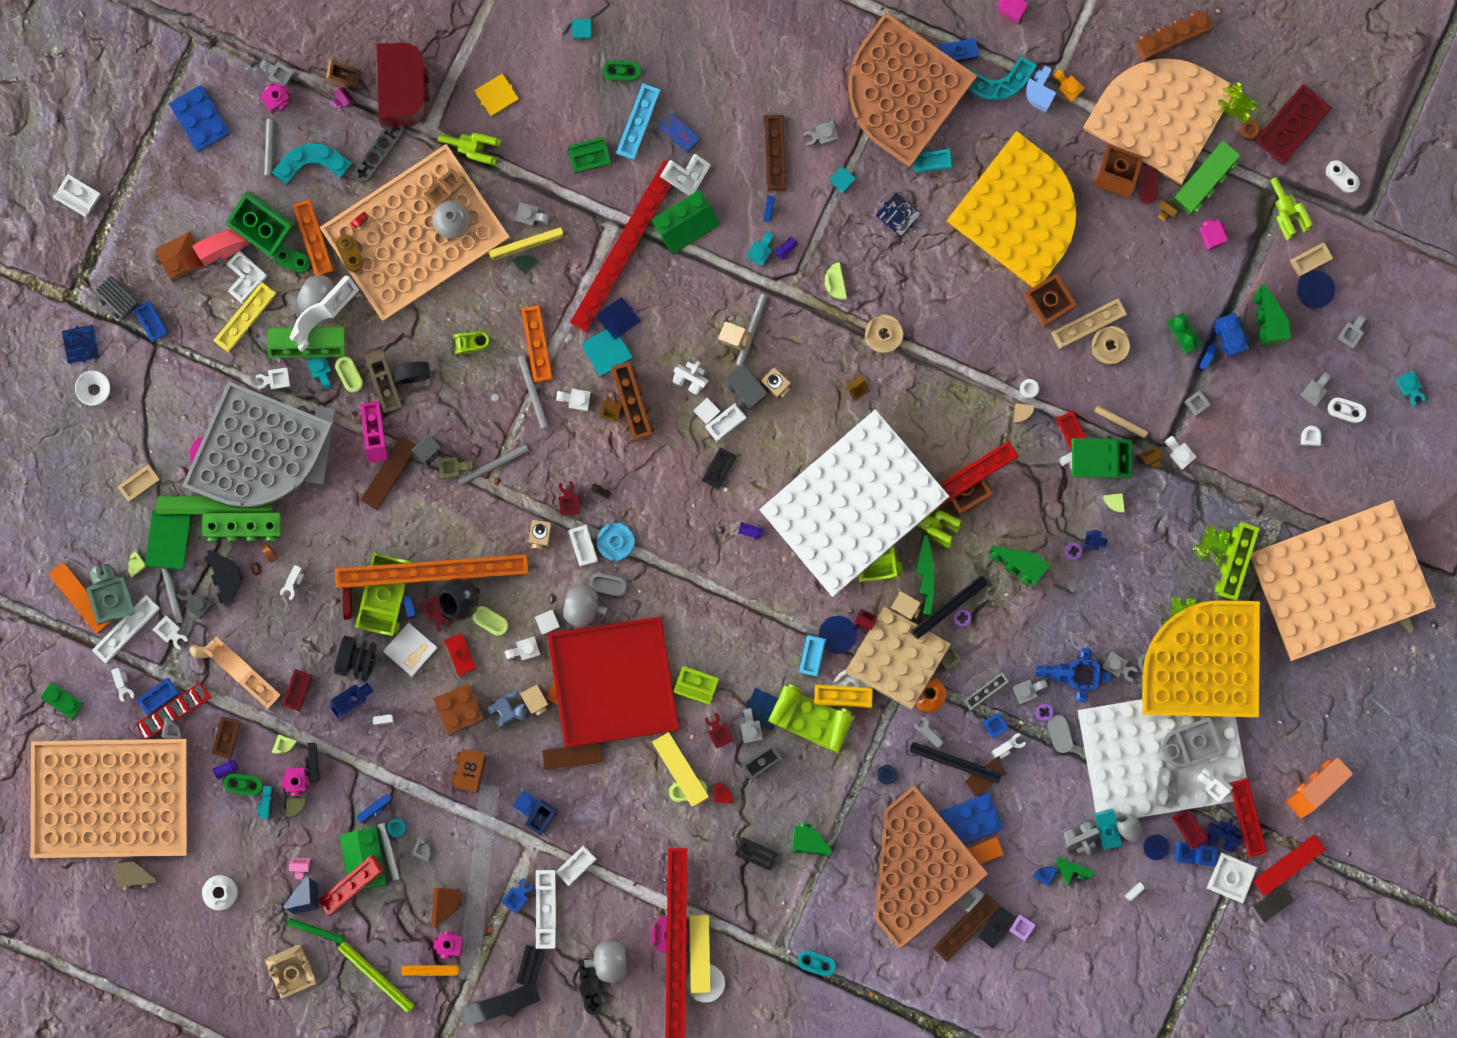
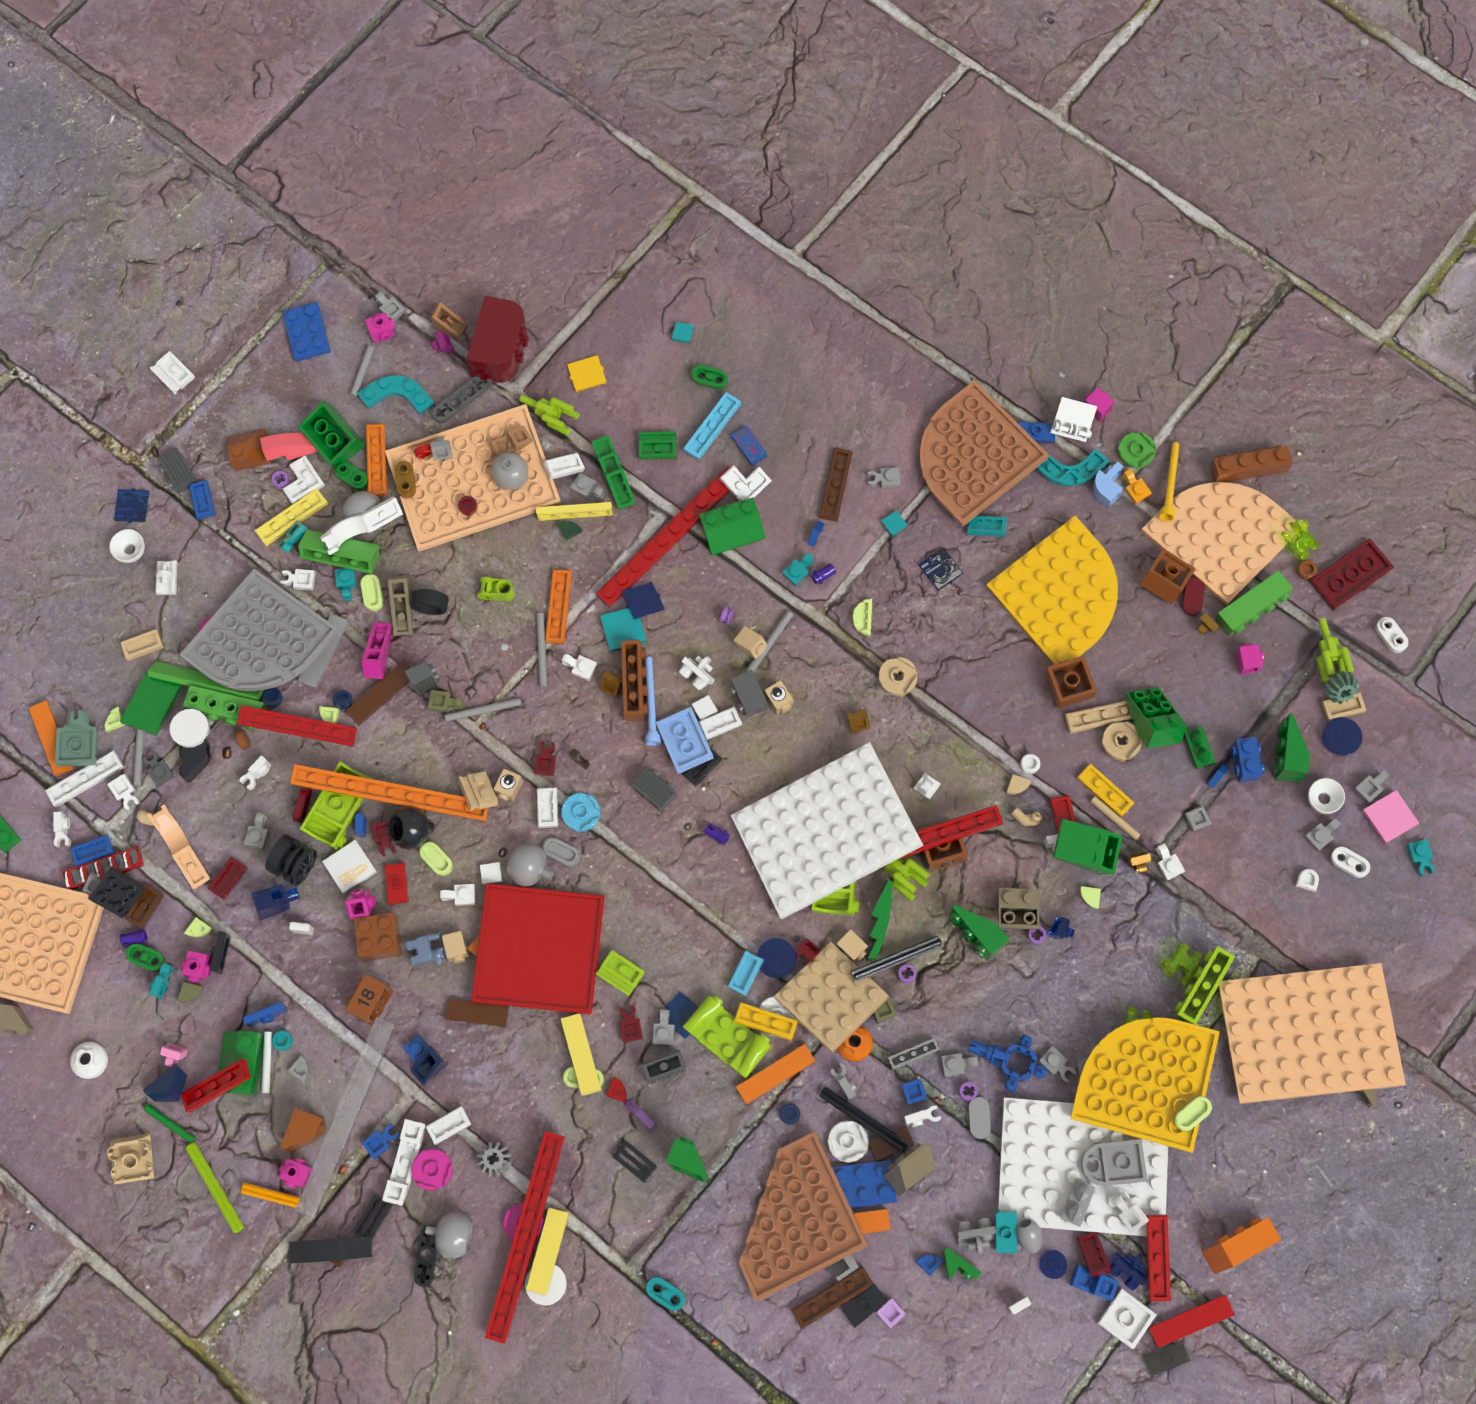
camera: 25 degrees right, 10 degrees down
(143, 411) = (166, 578): none -> white hips
(199, 725) = (117, 892): none -> black plate
(217, 556) = (189, 728): none -> white tile
(218, 277) = (277, 475): none -> medium lavender bush
(255, 335) = (293, 535): none -> teal plate
(284, 505) = (272, 697): none -> dark blue tile
(312, 642) = (257, 835): none -> light grey plate
(319, 527) = (297, 726): none -> red tile
(345, 508) = (329, 714): none -> yellowish green tile
(353, 489) = (342, 699): none -> dark blue tile
(377, 213) = (441, 449): none -> light grey tile
(419, 264) = (467, 505): none -> dark red tile
(433, 683) = (360, 903): none -> dark pink brick
(502, 199) = (563, 466): none -> white plate
(513, 546) = (478, 791): none -> tan plate
(553, 194) = (613, 472): none -> green slope
(572, 909) = (431, 1169): none -> dark pink tile
(622, 880) = (491, 1153): none -> light grey gear
(664, 450) = (653, 737): none -> light blue piece
(679, 502) = (654, 789): none -> dark grey brick
(696, 448) = (684, 740): none -> light blue plate
(704, 313) = (727, 615): none -> medium lavender bush
(750, 810) = (640, 1114): none -> medium lavender tile
(864, 741) = (775, 1074): none -> orange tile
(937, 435) = (927, 786): none -> white tile
(946, 785) = (848, 1141): none -> white tile
(992, 31) = (1073, 419): none -> white hinge
(1009, 795) = (910, 1168): none -> dark tan slope
(1038, 444) = (1026, 820): none -> tan arm
(1050, 532) = (1018, 908): none -> dark tan slope
(1060, 46) = (1137, 450): none -> bright green tile
(1104, 106) = (1167, 512): none -> yellow piece
(1105, 397) = (1105, 790): none -> yellow tile
(1136, 315) = (1155, 718): none -> green slope
(1251, 682) = (1192, 1113): none -> yellowish green tile
(1305, 244) = (1341, 687): none -> sand green gear
(1319, 346) = (1332, 790): none -> white piece
(1375, 356) = (1390, 817): none -> bright pink tile

